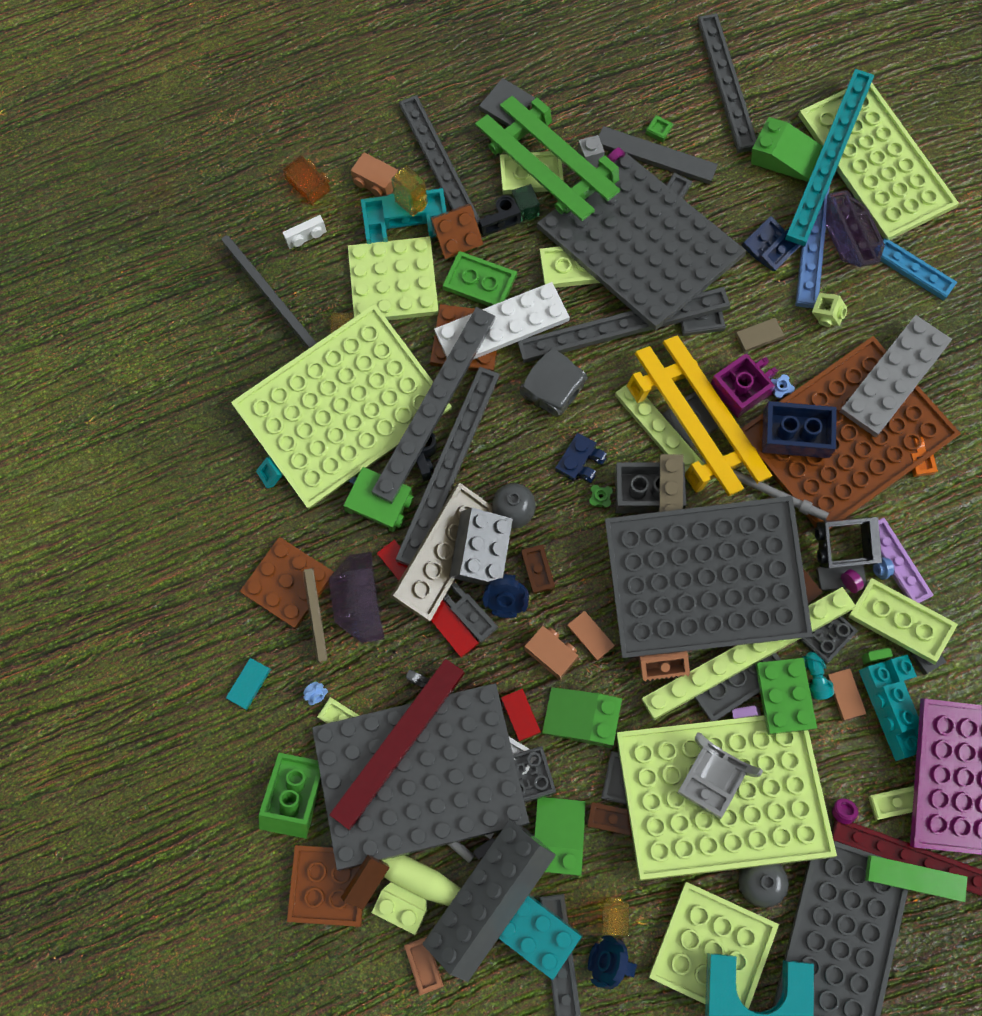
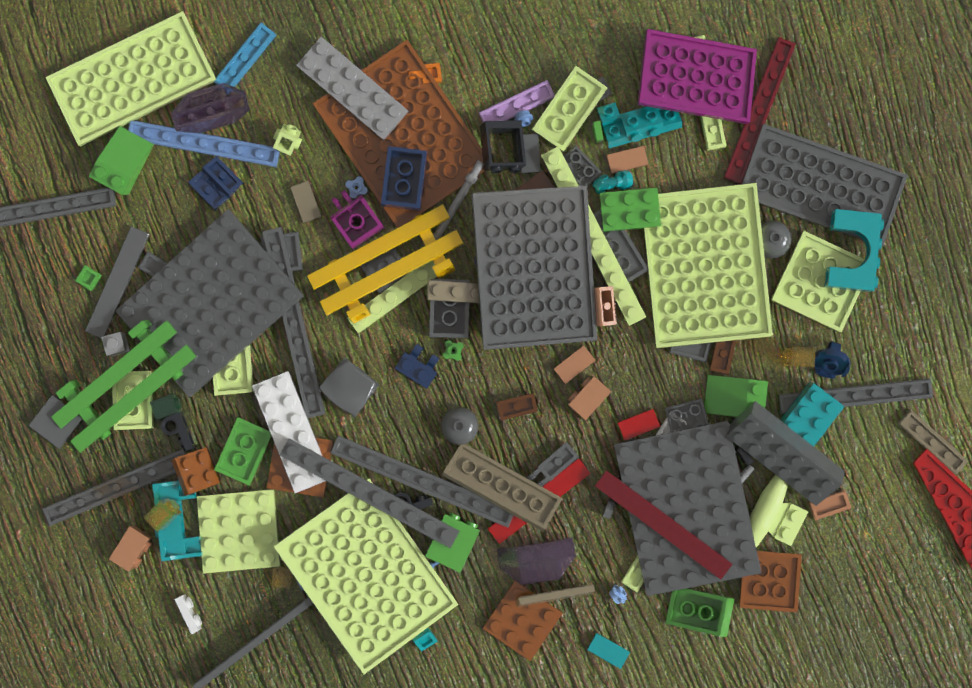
camera: 90 degrees left, 15 degrees up
(306, 179) = (132, 613): clear orange brick -> none
(365, 882) = (770, 550): reddish brown tile -> none
(480, 546) = (500, 454): brick -> none
(506, 597) = (542, 434): dark blue tile -> none
(582, 716) = (642, 374): bright green slope -> none
(616, 154) = (120, 321): magenta tile -> none
(714, 777) = (696, 272): light grey piece -> none
(750, 711) = (640, 236): lavender tile -> none
(829, 157) = (131, 122): teal plate -> none
(845, 811) = (719, 171): magenta tile -> none
(852, 581) = (536, 146): magenta tile -> none
(916, 878) = (772, 123): bright green tile -> none

